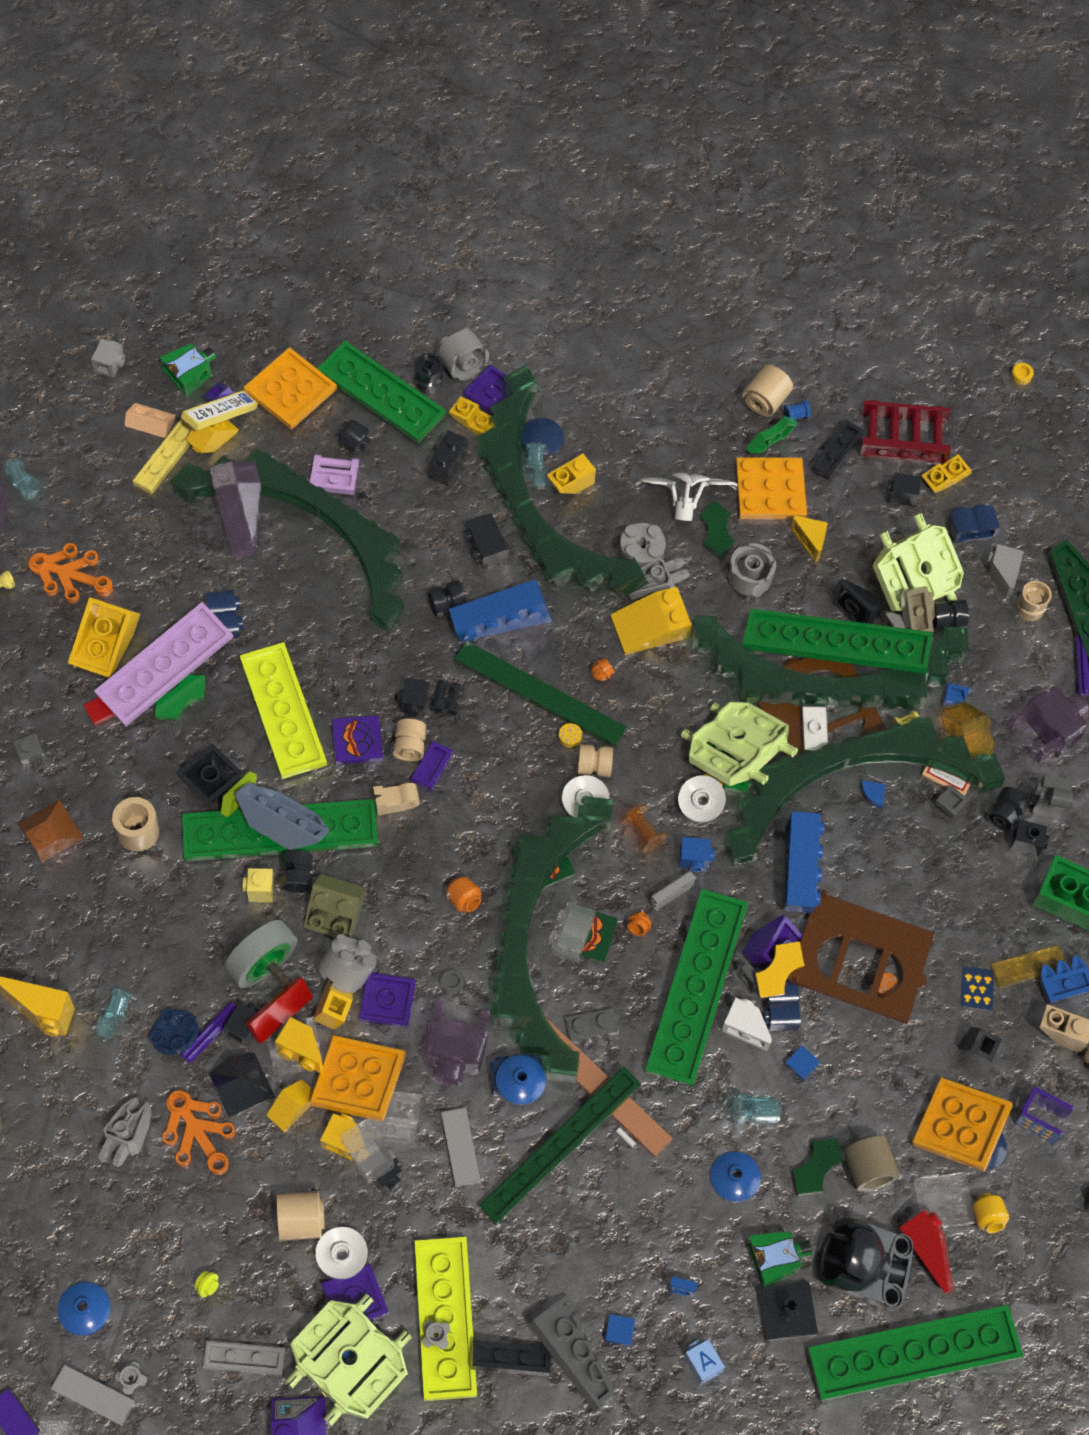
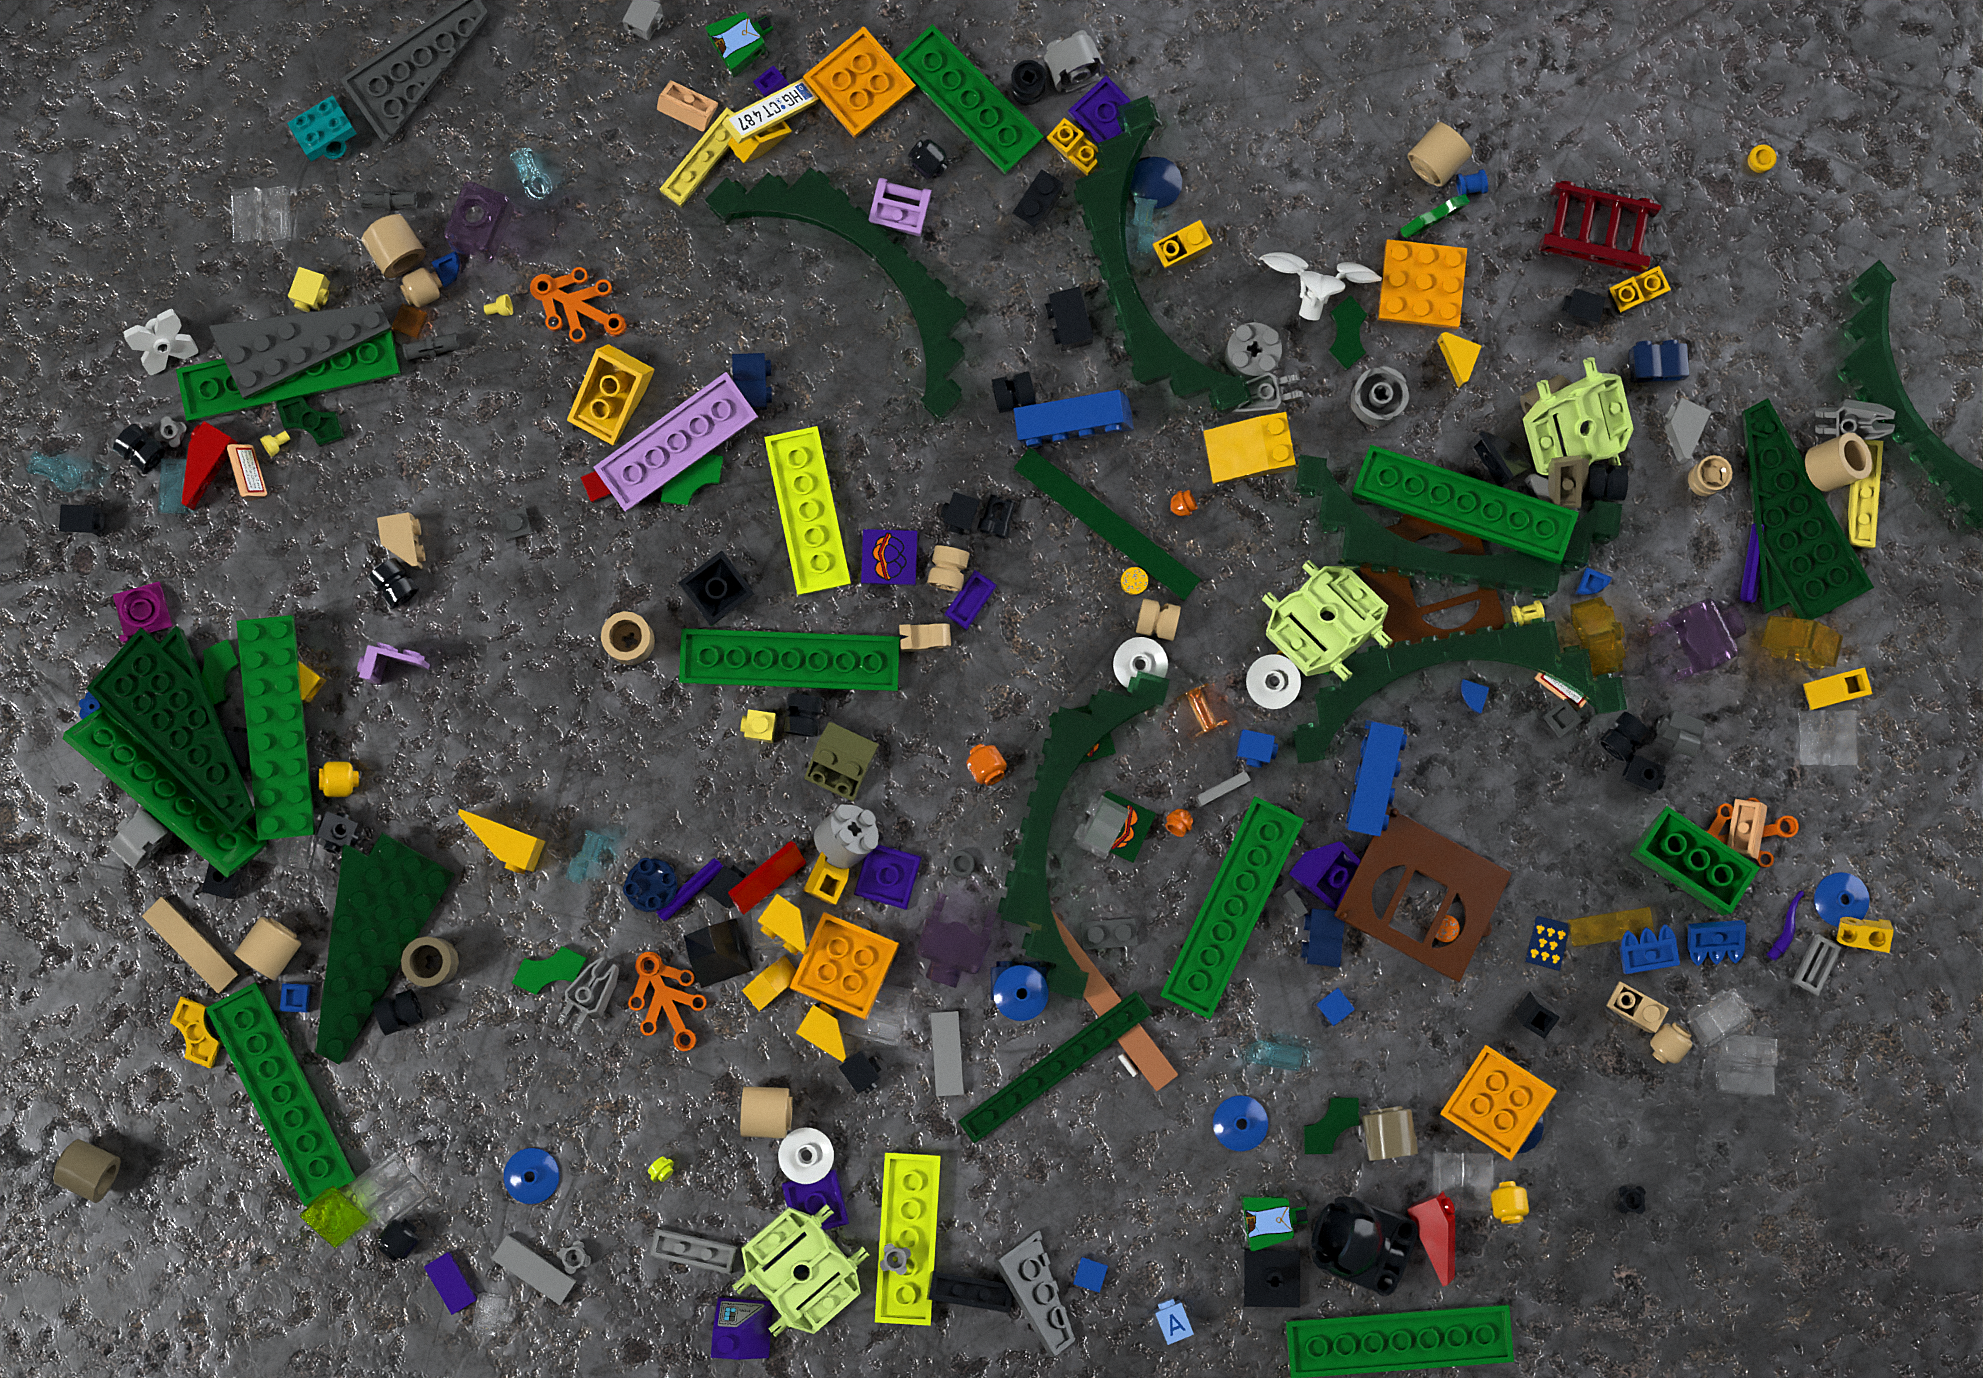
camera: 10 degrees right, 20 degrees up
(50, 831) = (532, 628): dark orange slope -> none
(75, 1124) = (537, 974): none -> green tile
(230, 802) = (746, 614): lime tile -> none
(238, 496) = (781, 236): clear purple wedge -> none
(262, 955) = (753, 816): light grey wheel -> none
(280, 817) = (792, 652): sand blue wedge -> none
(368, 1151) = (845, 1056): clear brick -> none
(682, 1287) = (1163, 1239): blue tile -> none
(747, 1024) = (1280, 955): white slope -> none
(786, 960) = (1335, 895): yellow tile -> none
(814, 728) = (1418, 609): white plate -> none
(837, 450) = (1512, 242): black plate -> none
(1037, 1126) = (1574, 1089): dark purple piece -> none

